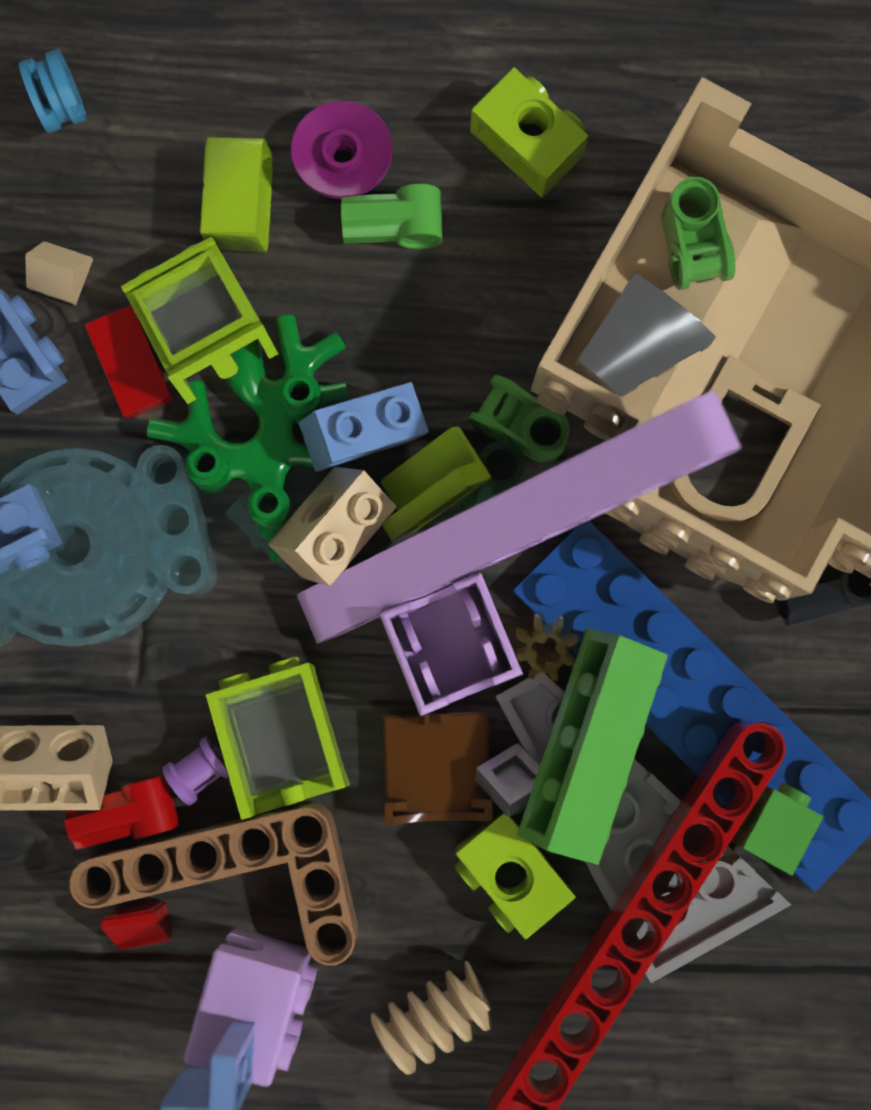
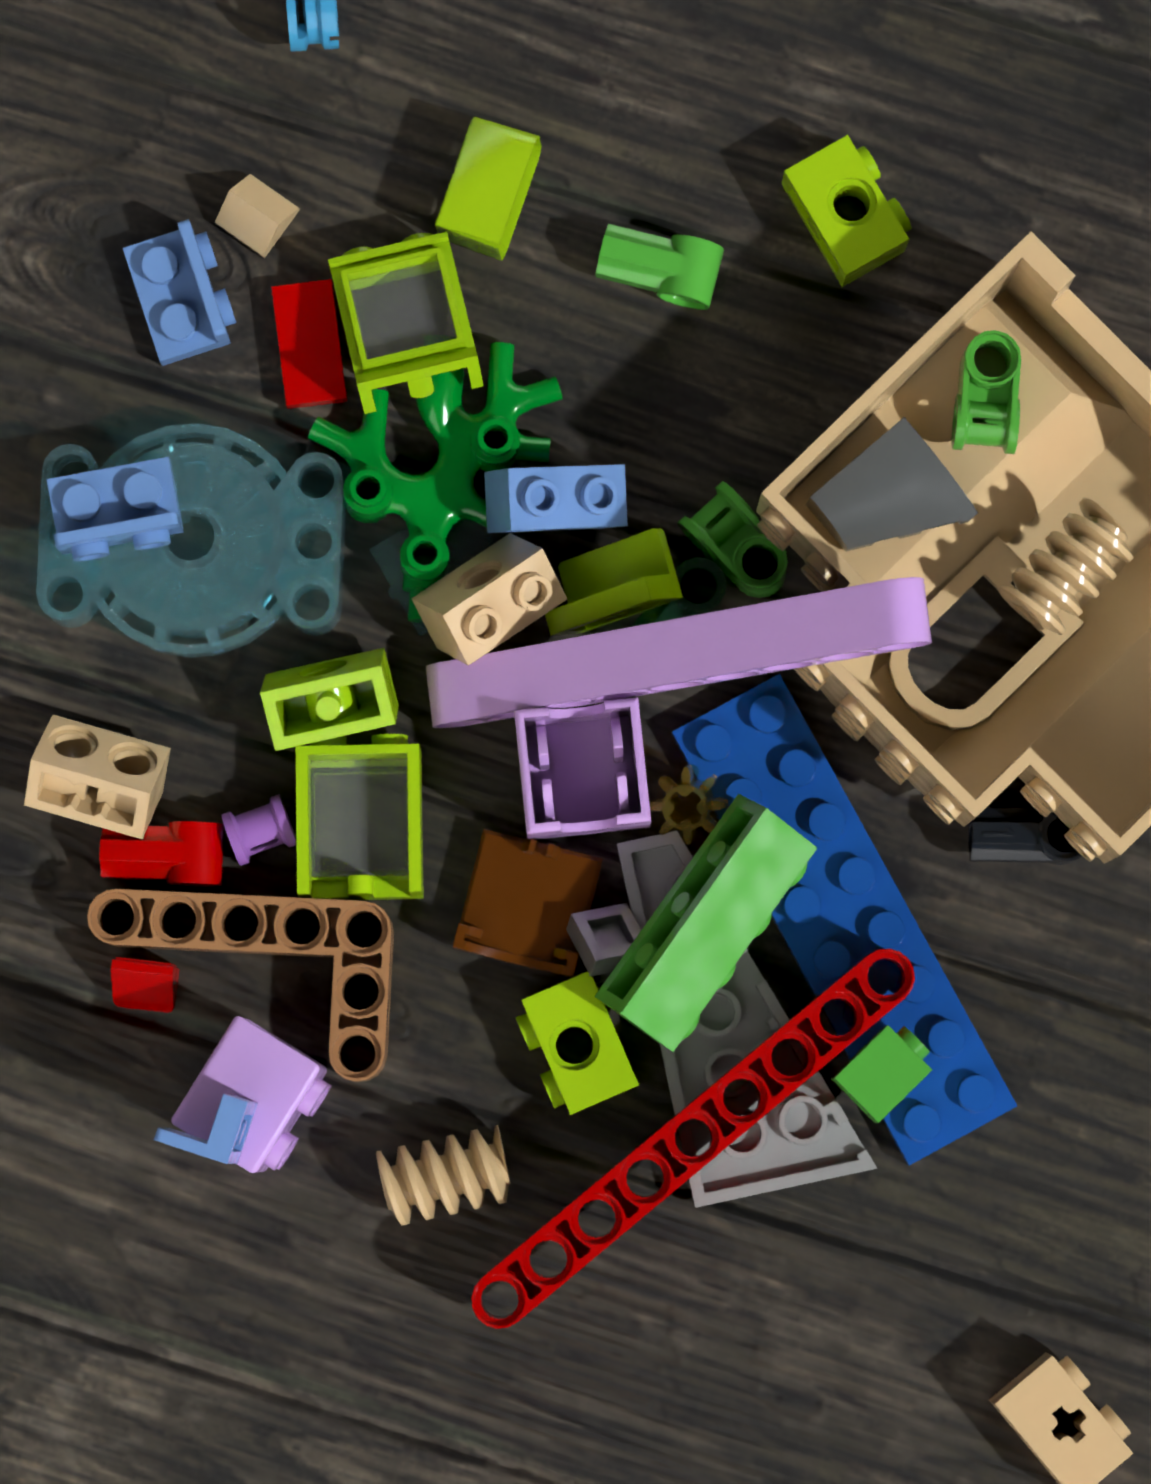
camera: 15 degrees right, 0 degrees up
(223, 647) = (329, 699): none -> lime brick
(336, 130) = (628, 141): magenta dish -> none
(808, 358) = (1068, 567): none -> tan piece

